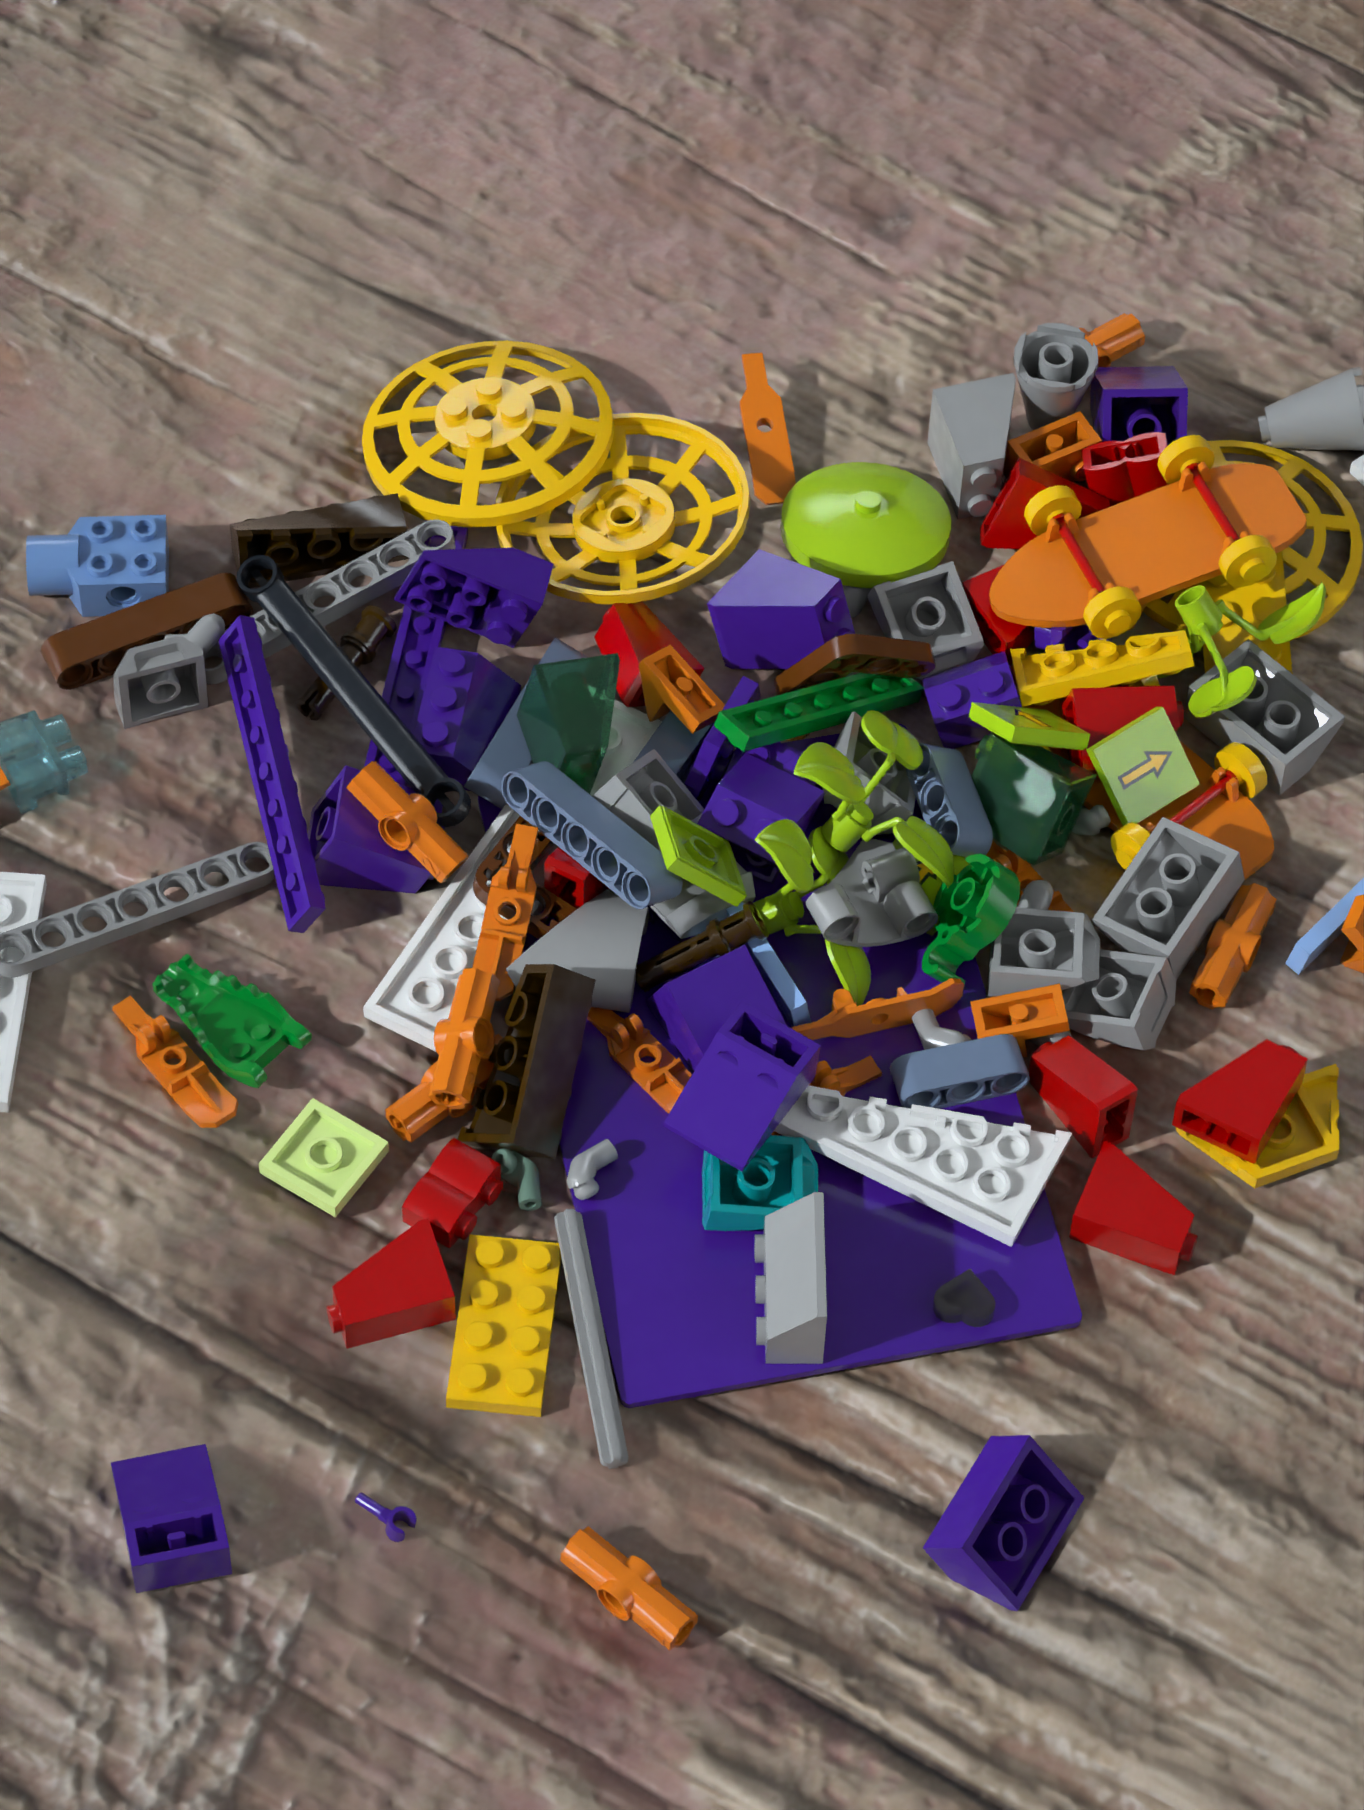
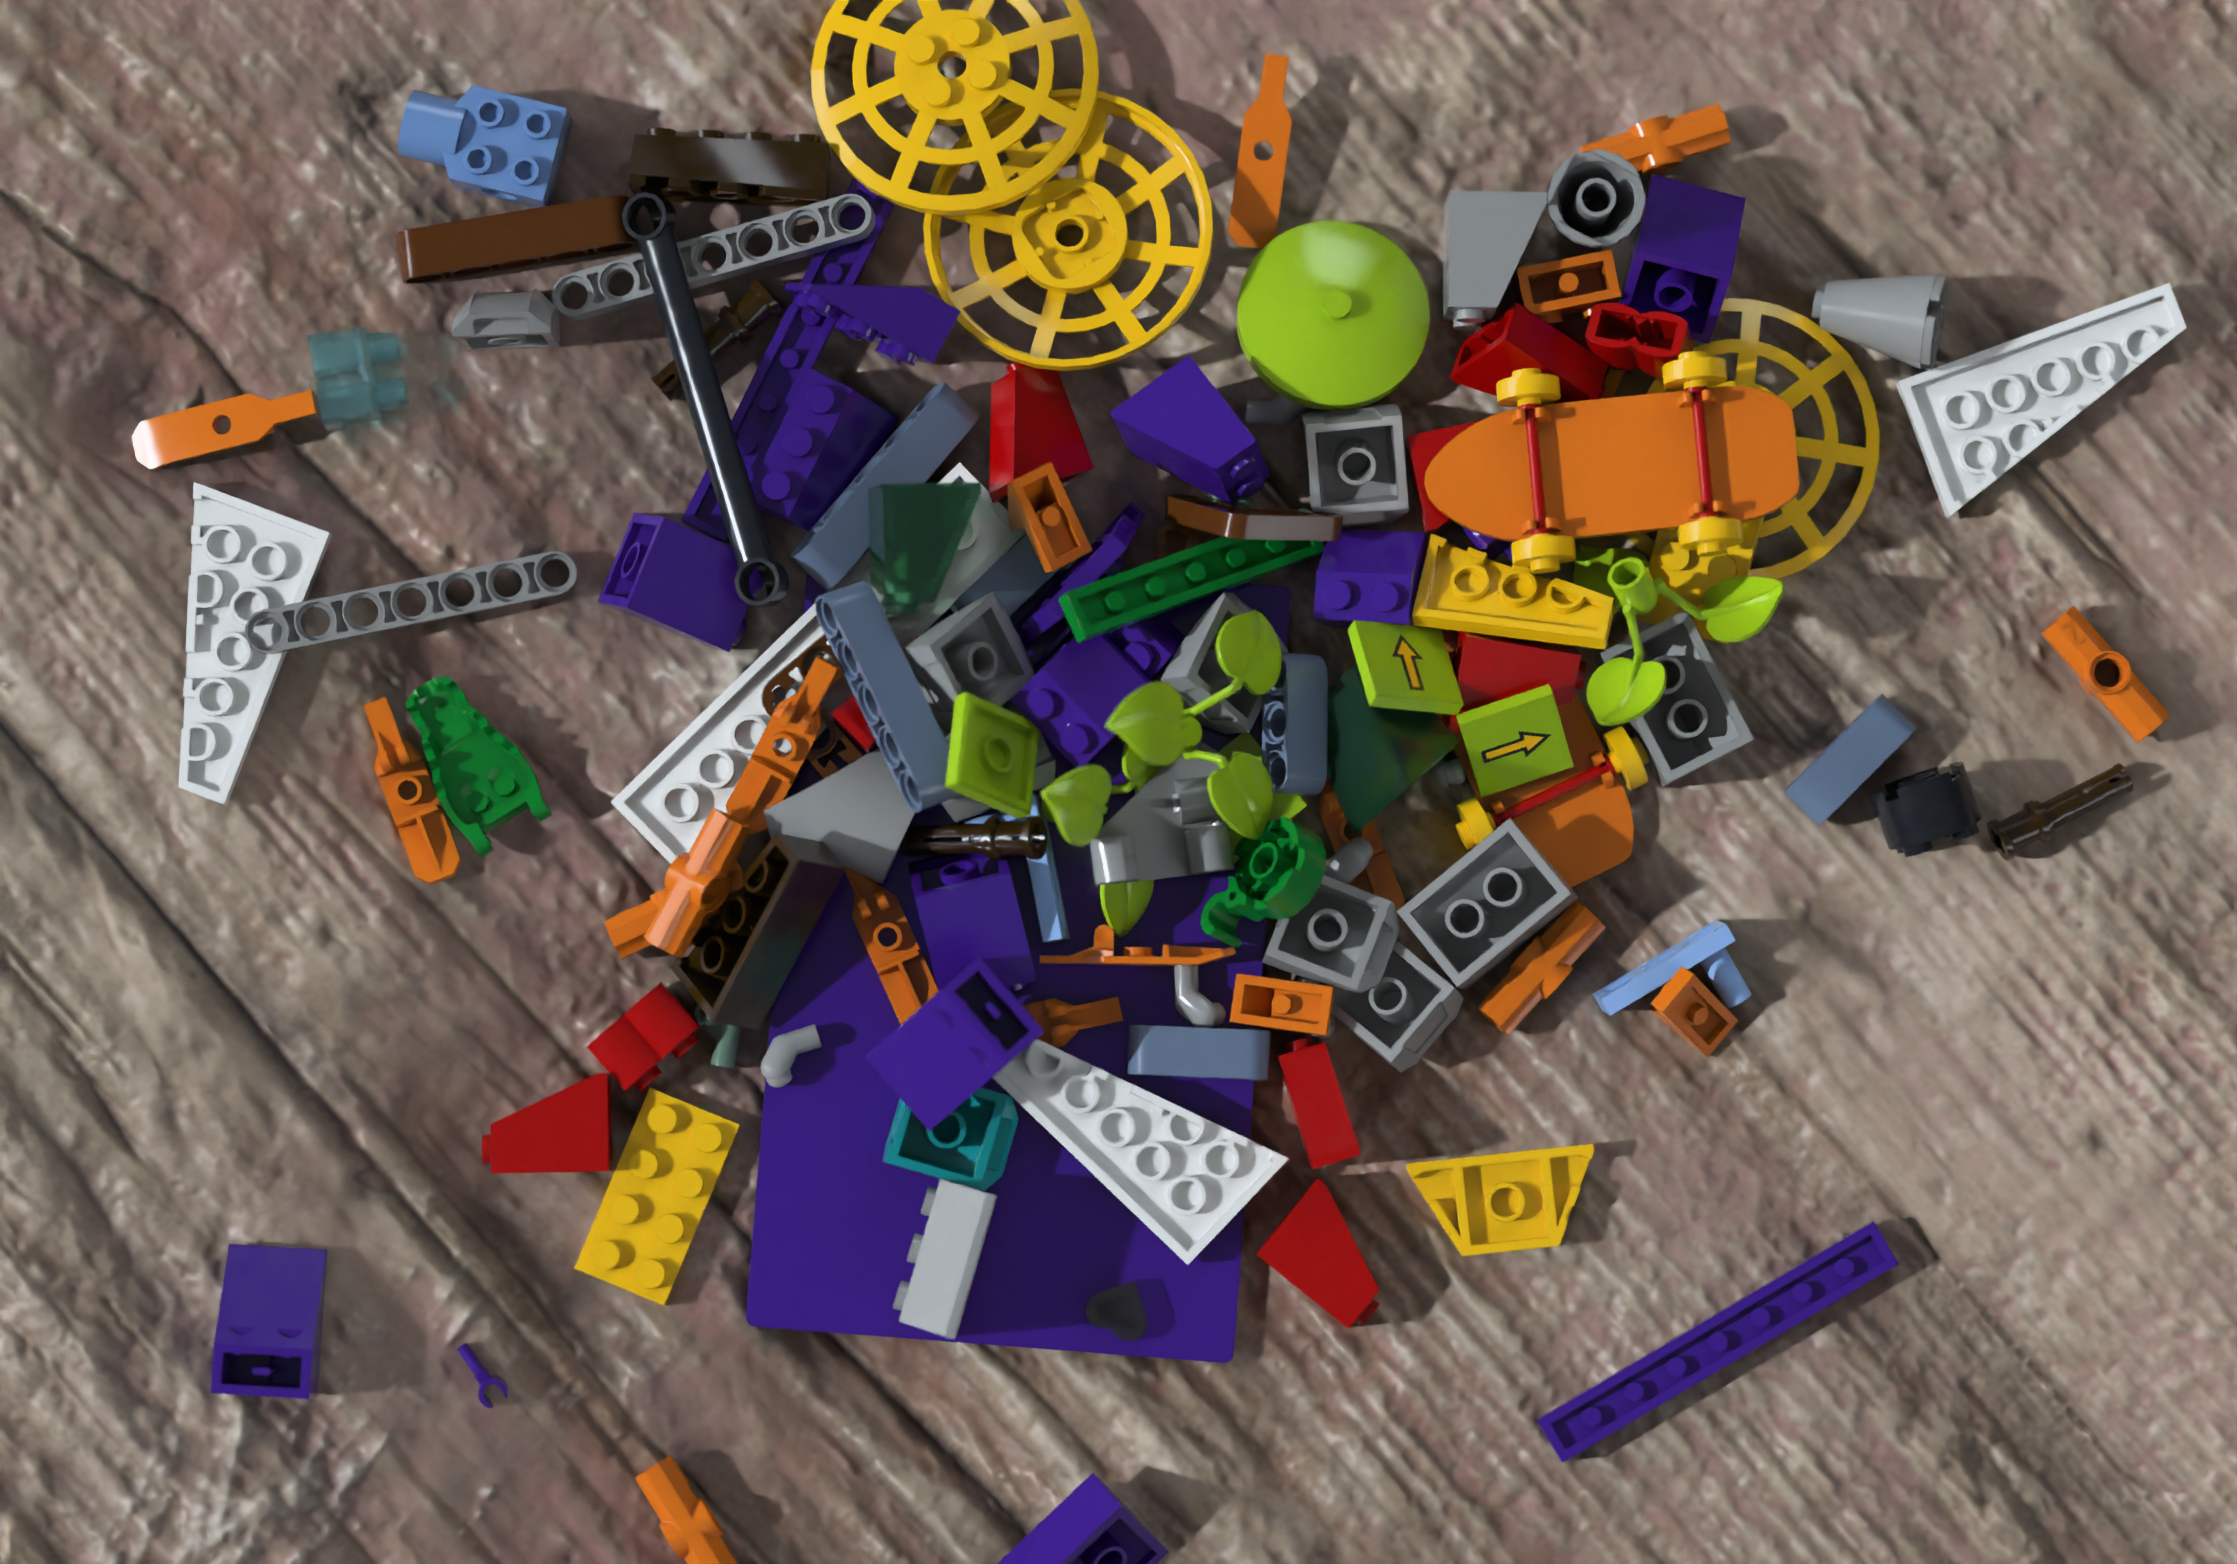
camera: 15 degrees right, 30 degrees up
(205, 632) = (564, 277): light grey arm -> none
(272, 775) = (593, 478): dark purple plate -> none
(323, 1157) = (528, 955): yellowish green plate -> none
(407, 821) = (711, 602): orange piece -> none
(591, 1339) = (736, 1241): light grey axle -> none
(1243, 1100) = (1480, 1174): red slope -> none

